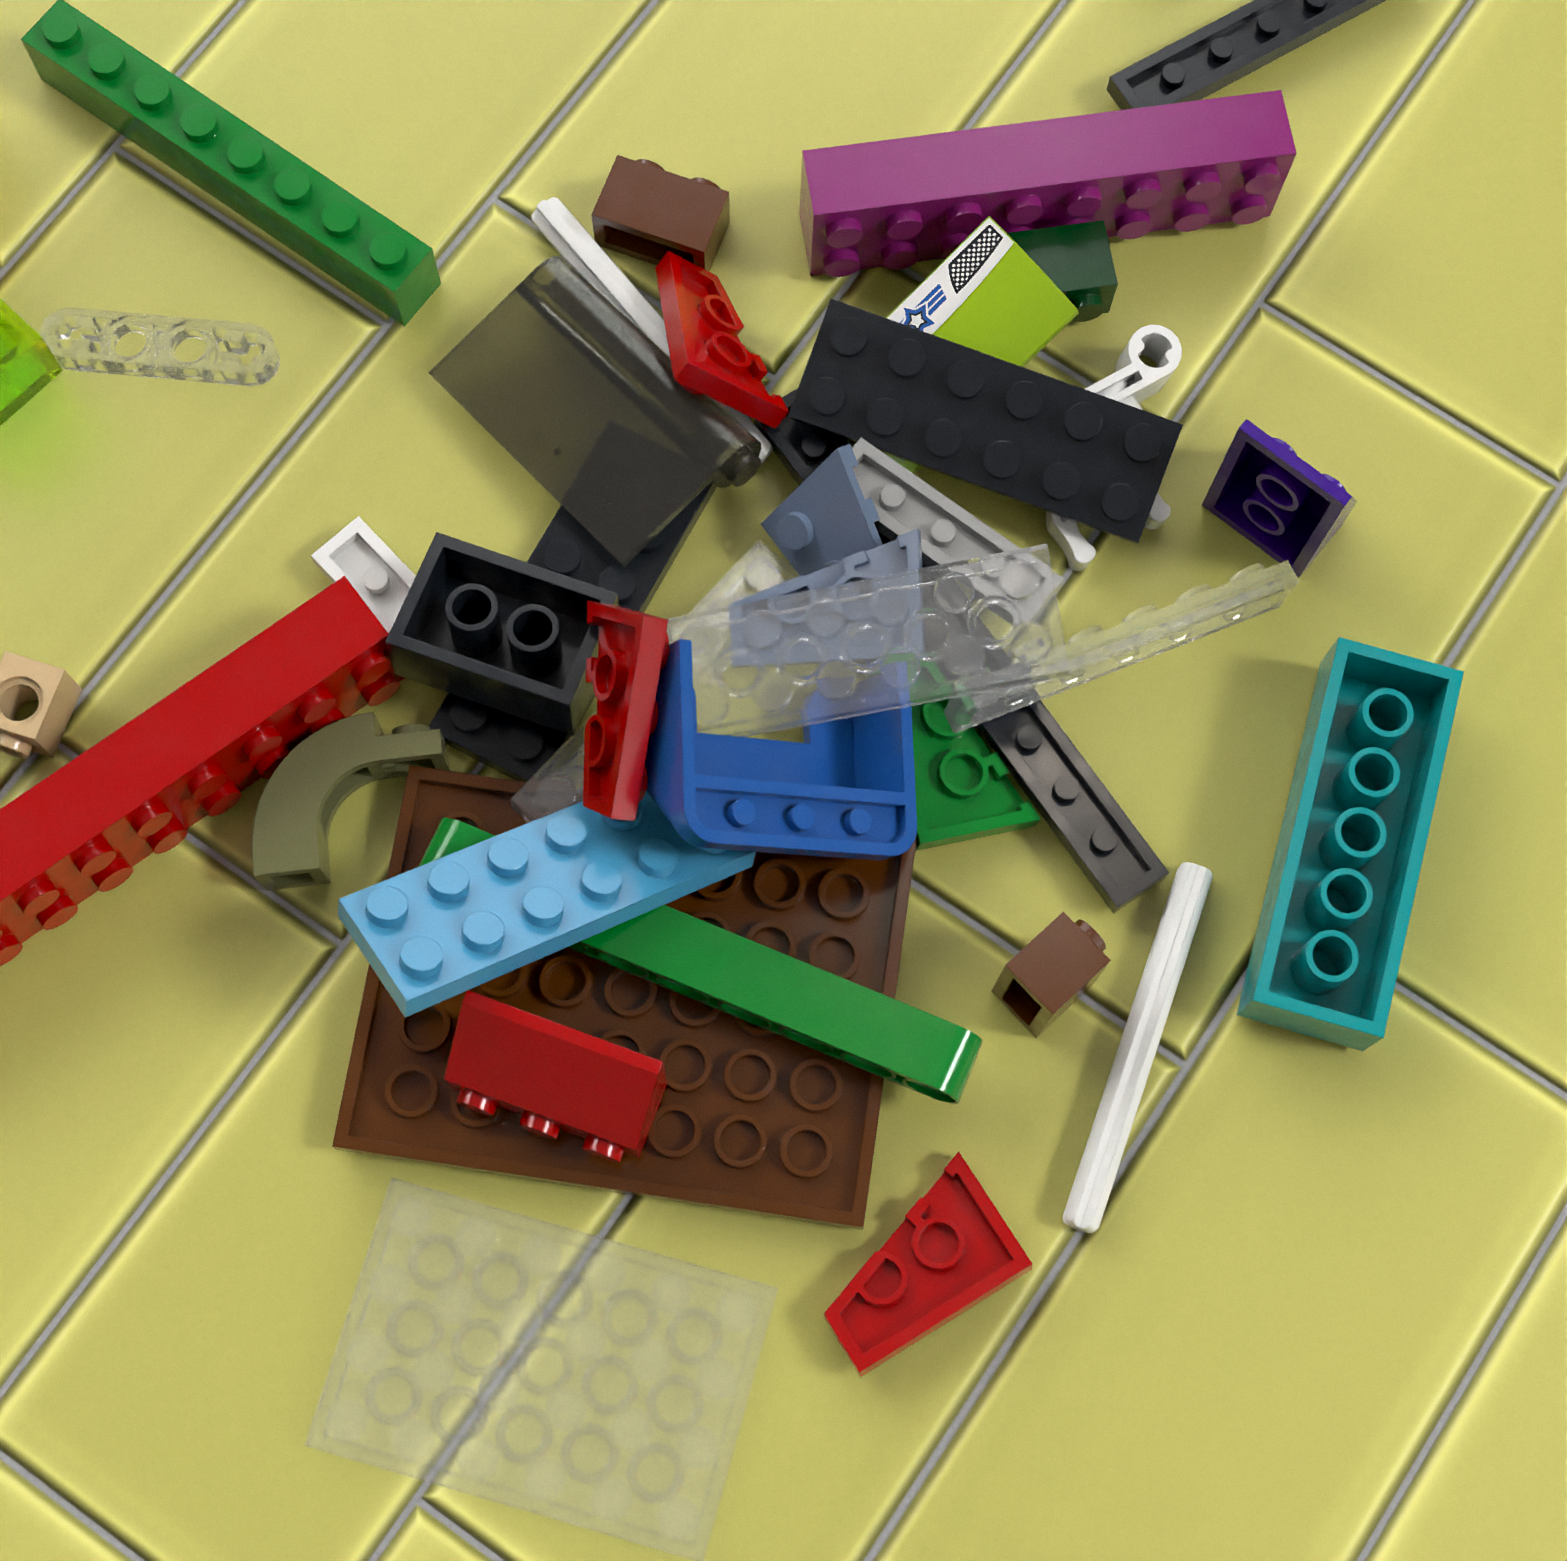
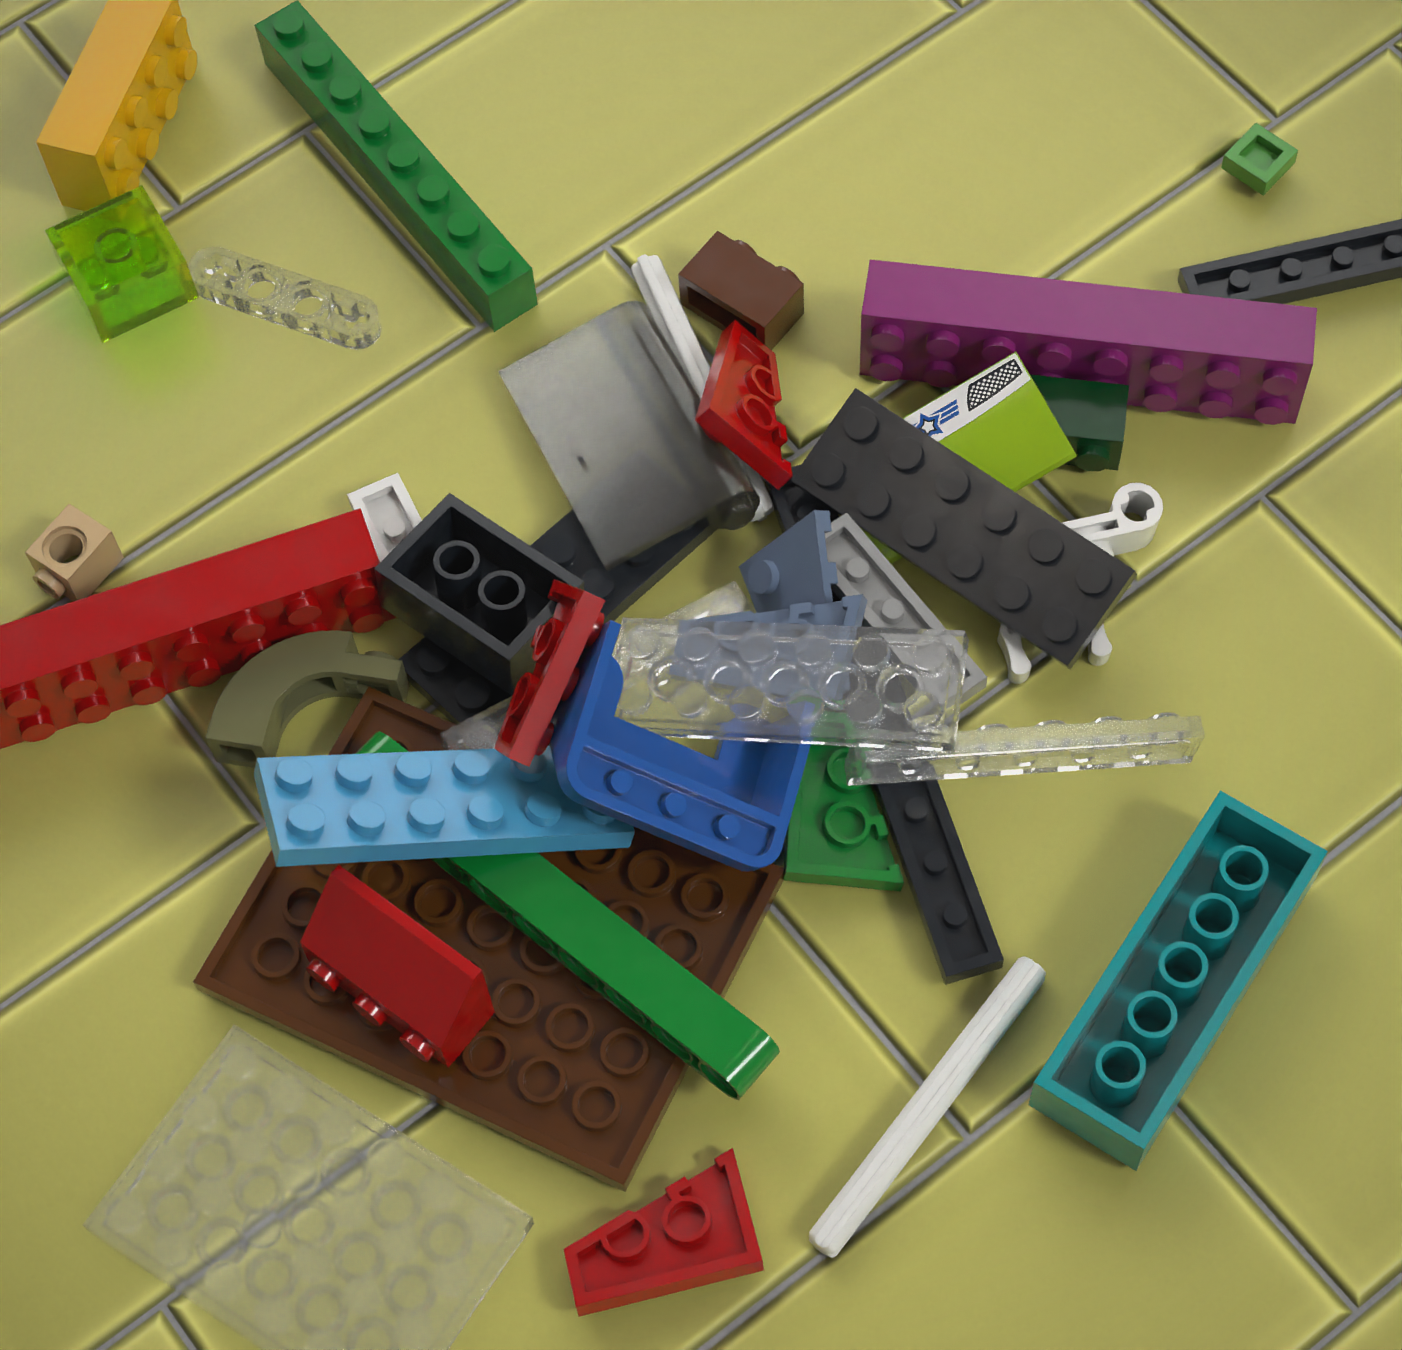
camera: 25 degrees right, 10 degrees down
(1051, 973) = (862, 1011): reddish brown piece -> none
(1277, 498) = (1210, 659): dark purple slope -> none

